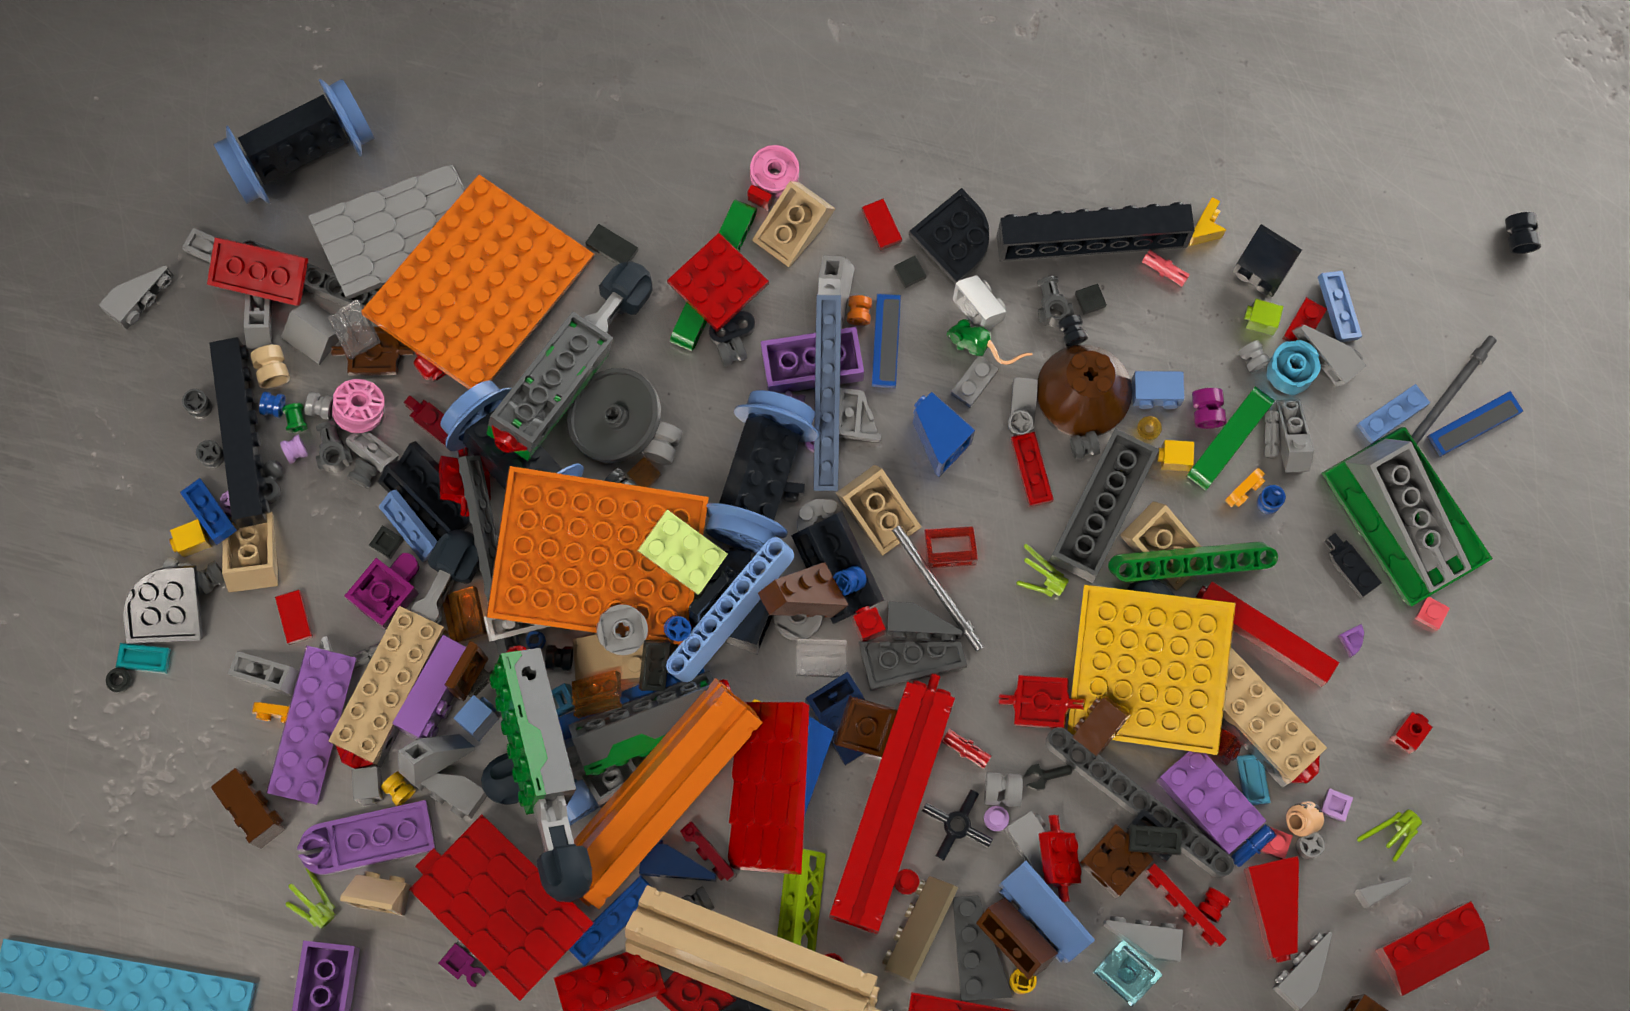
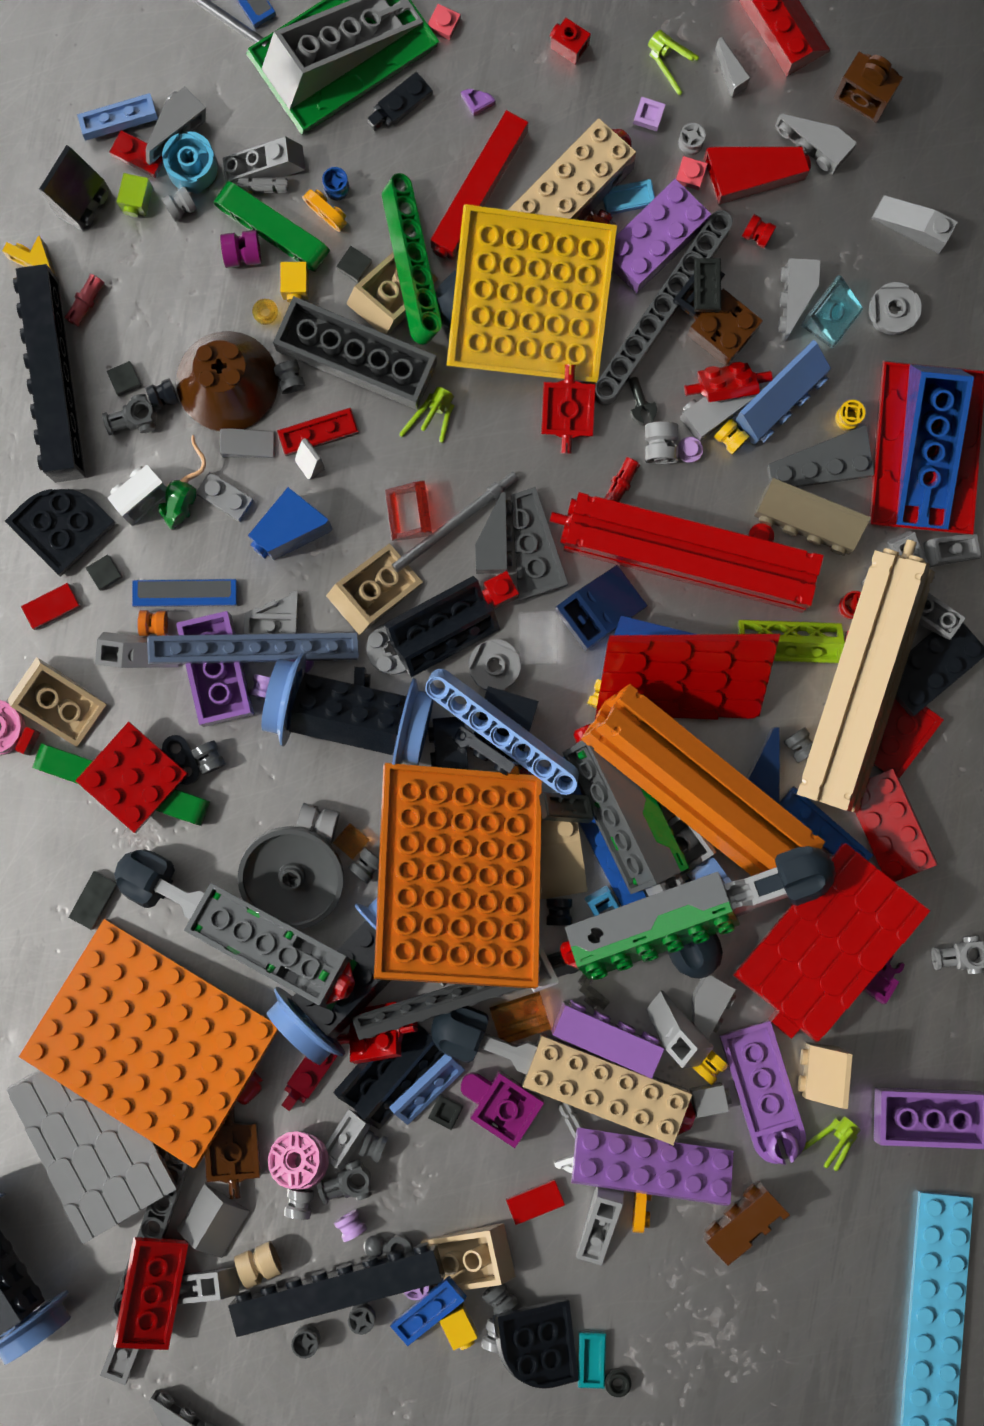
camera: 95 degrees left, 10 degrees up
(272, 404) = (301, 1256): blue wheel -> none
(294, 418) = (314, 1229): green bush -> none
(354, 329) = (213, 1175): clear plate -> none
(466, 671) = (590, 1005): reddish brown tile -> none
(477, 717) = (632, 991): medium blue brick -> none
(540, 644) = (549, 938): blue pin -> none
(596, 694) = (598, 866): clear orange plate -> none
(633, 638) = (543, 830): light grey plate -> none
(681, 629) = (531, 781): blue wheel -> none
(682, 552) = (447, 786): yellowish green plate -> none
(707, 851) = (747, 738): dark red hinge -> none
(804, 592) = (478, 655): reddish brown wedge -> none
(850, 579) = (457, 611): blue wheel -> none
(865, 726) = (609, 585): reddish brown tile -> none
(962, 814) = (705, 478): black bar -> none
(1004, 458) = (309, 460): none -> slope
(1006, 860) = (736, 440): none -> yellow wheel
(1016, 938) = (813, 420): reddish brown brick -> none
(1022, 424) = (272, 440): light grey wheel -> none
(1100, 725) = (592, 344): reddish brown brick -> none
(1158, 389) = (222, 302): medium blue brick -> none
(1192, 512) = (354, 264): none -> pearl dark grey tile
(1192, 914) = (769, 252): red plate -> none
(1253, 845) = (688, 181): blue axle -> none
(1304, 818) = (667, 143): light nougat head -> none
(1393, 414) = (232, 61): medium blue plate -> none

